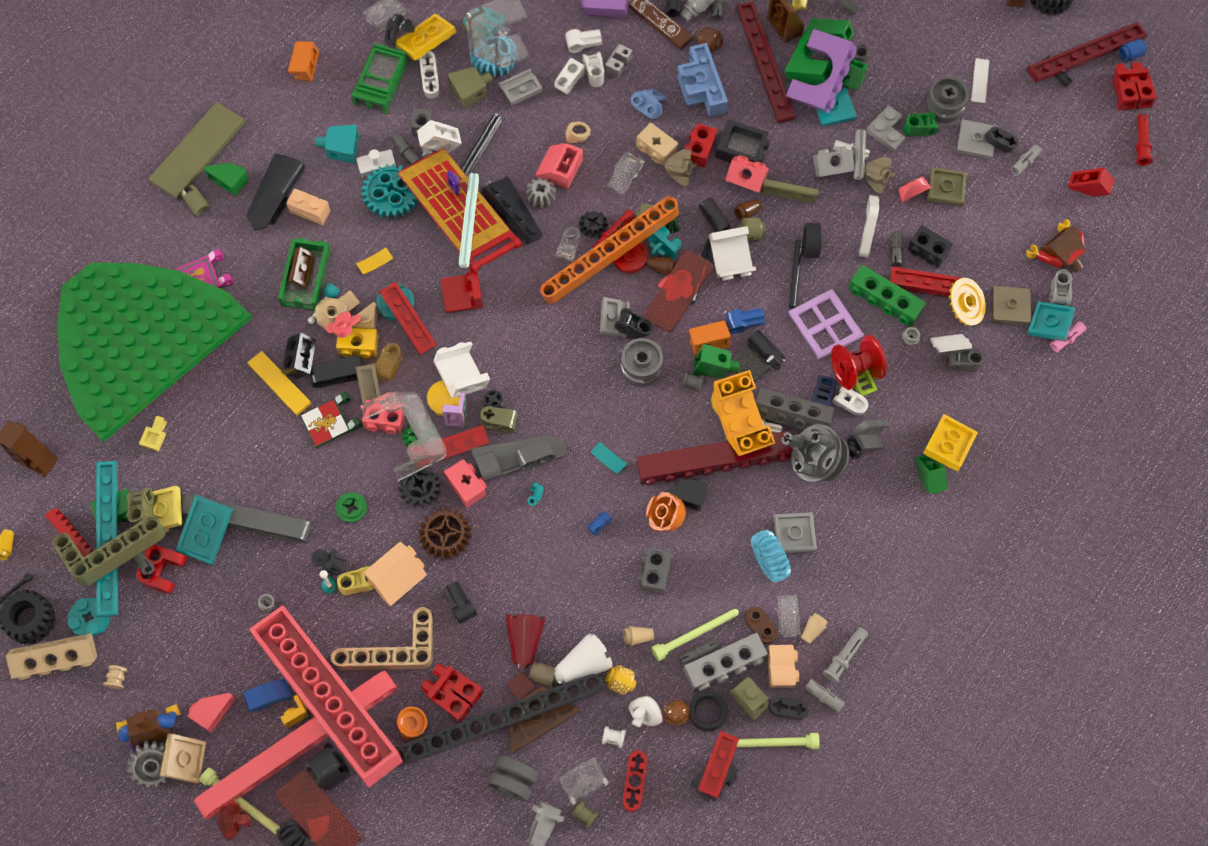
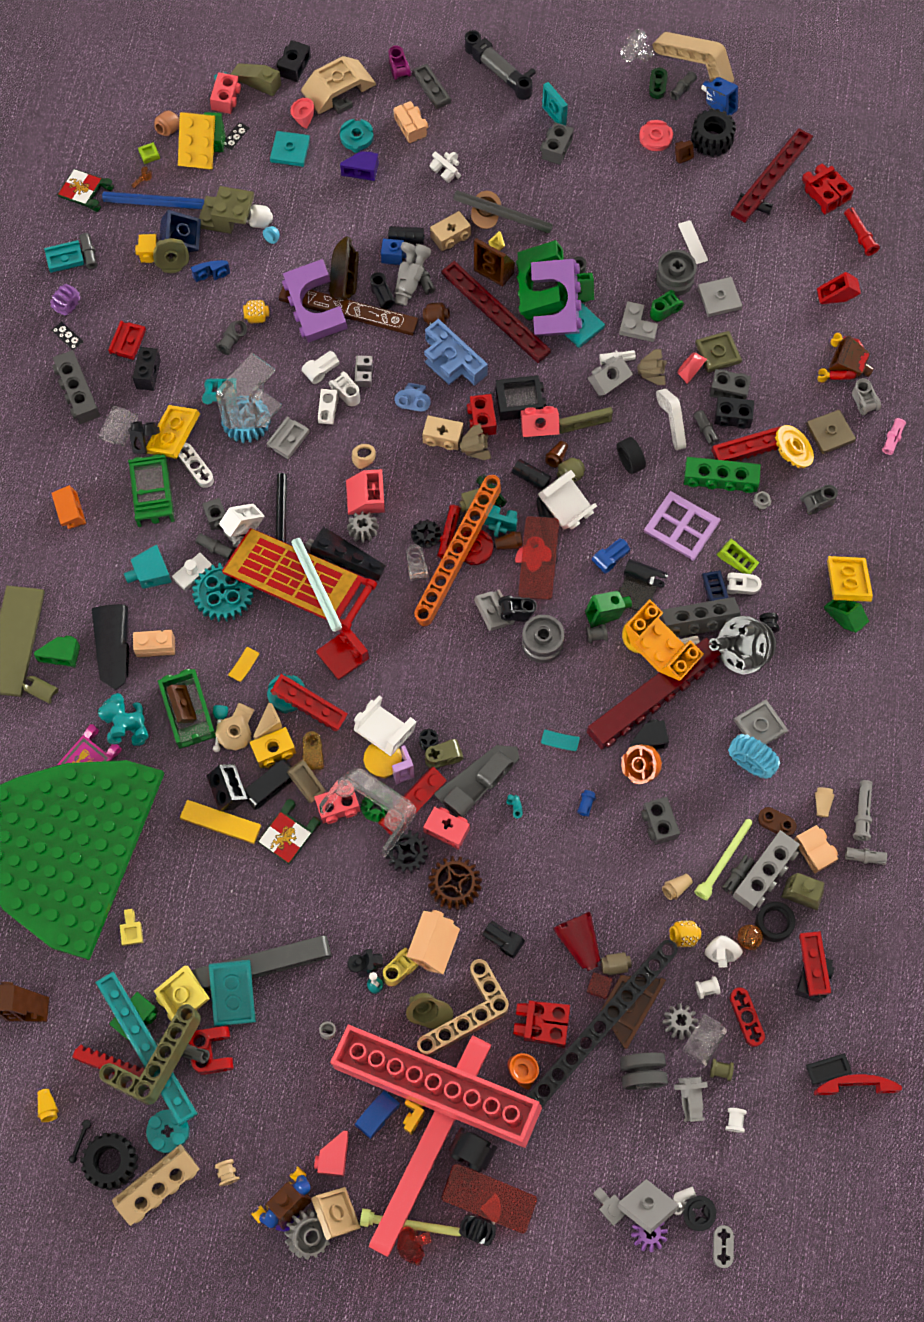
camera: 25 degrees left, 0 degrees up
(140, 505) = (159, 999): olive piece -> none
(242, 248) = (114, 711): none -> teal animal
(343, 324) = (253, 737): coral plate -> none
(347, 500) = (360, 895): green gear -> none
(358, 630) = (428, 1011): none -> olive piece
(454, 182) = (281, 556): dark purple slope -> none
(469, 85) = (239, 458): olive torso -> none
(564, 750) = (673, 1017): none -> light grey gear
(583, 660) = (646, 933): white cone -> none
(625, 169) = (429, 472): clear brick -> none
(712, 334) = (589, 584): orange hinge -> none
(788, 615) = (795, 801): clear plate -> none
(789, 703) = (843, 887): black beam -> none
(795, 274) = (631, 493): black bar -> none
(810, 740) = (877, 901): yellowish green piece -> none
(848, 365) = (727, 553): red piece -> none
(859, 159) = (629, 358): light grey axle -> none
(867, 434) = (775, 607): dark grey panel -> none
(942, 218) = (731, 381): none -> dark grey brick
(951, 343) = (800, 490): white piece -> none
(1002, 139) = (742, 287): black beam -> none
(1026, 160) = (774, 287): light grey pin -> none
(1051, 321) = (873, 429): teal plate -> none
(1133, 50) = (809, 155): blue brick -> none

